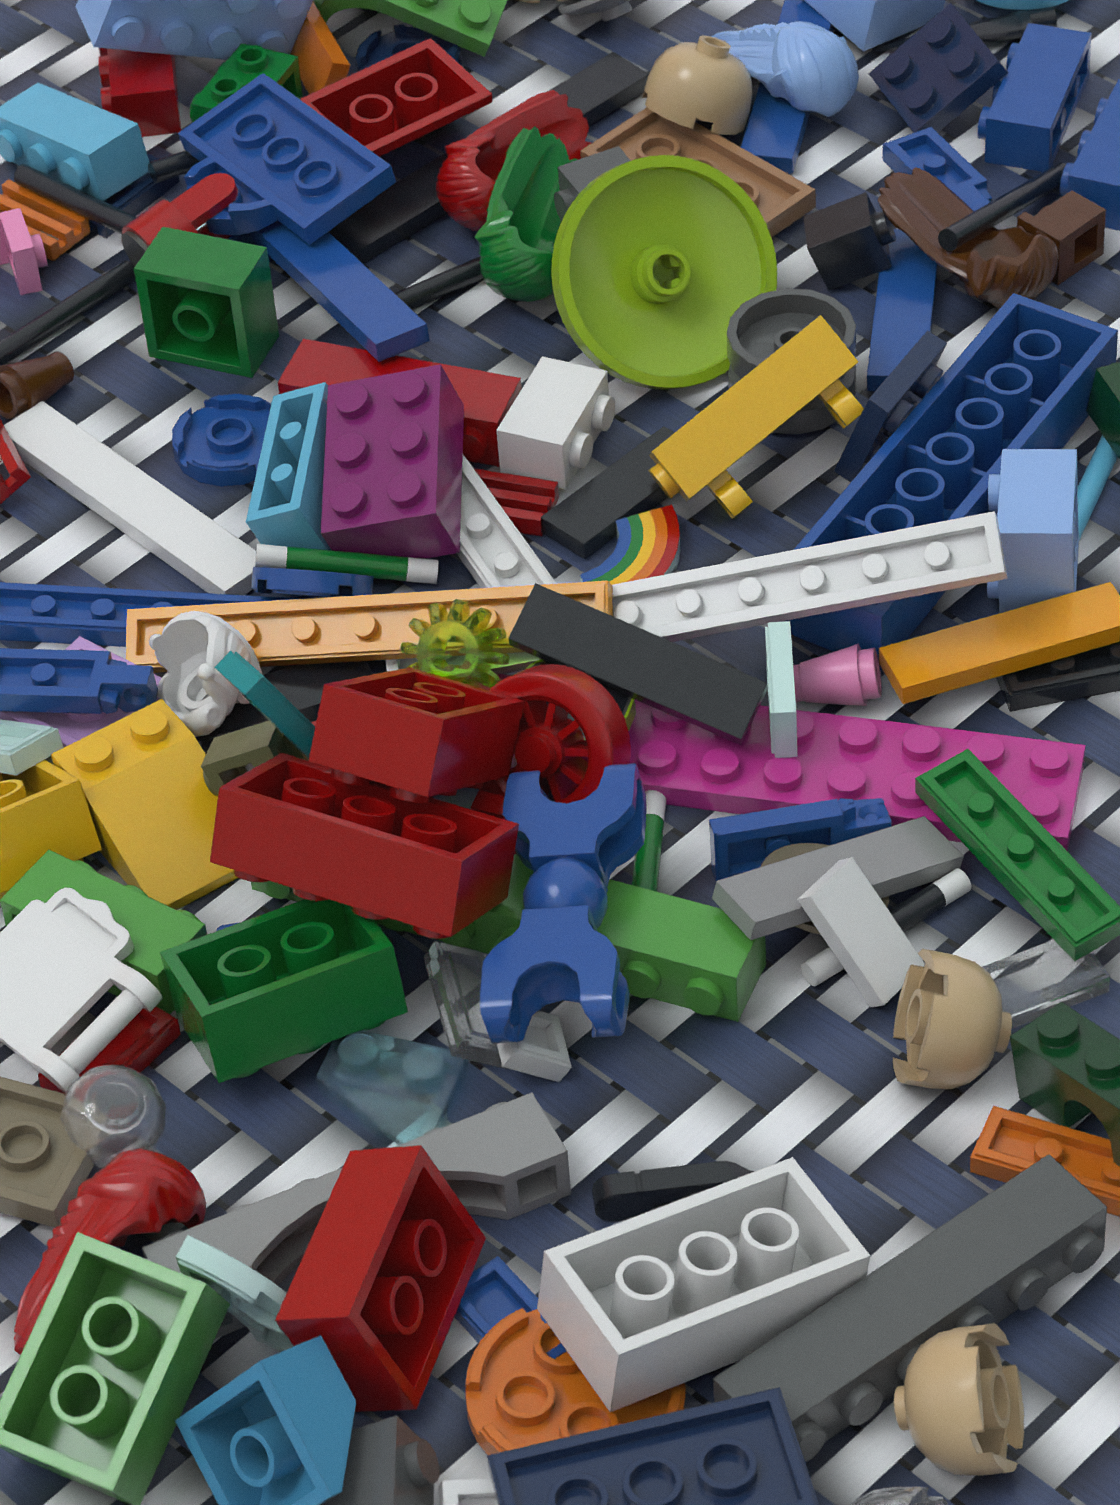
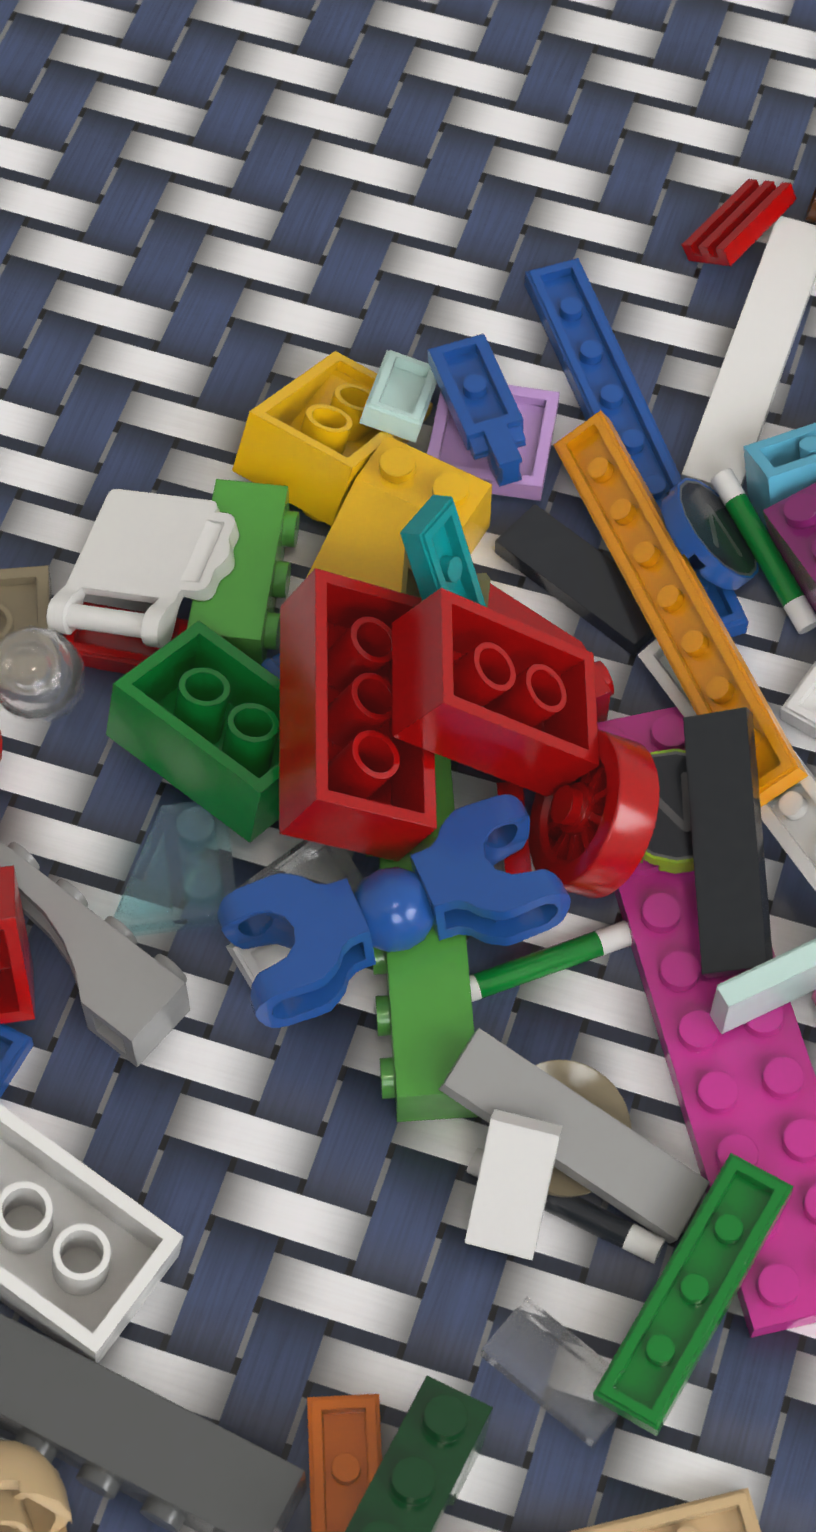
camera: 60 degrees right, 15 degrees up
(192, 686) = (545, 506): white hair -> none
(457, 627) = (659, 683): clear neon green gear -> none
(631, 1194) = (163, 1156): black piece -> none
(746, 839) = (594, 1038): blue hinge -> none
(949, 1022) = (442, 1314): tan cylinder -> none

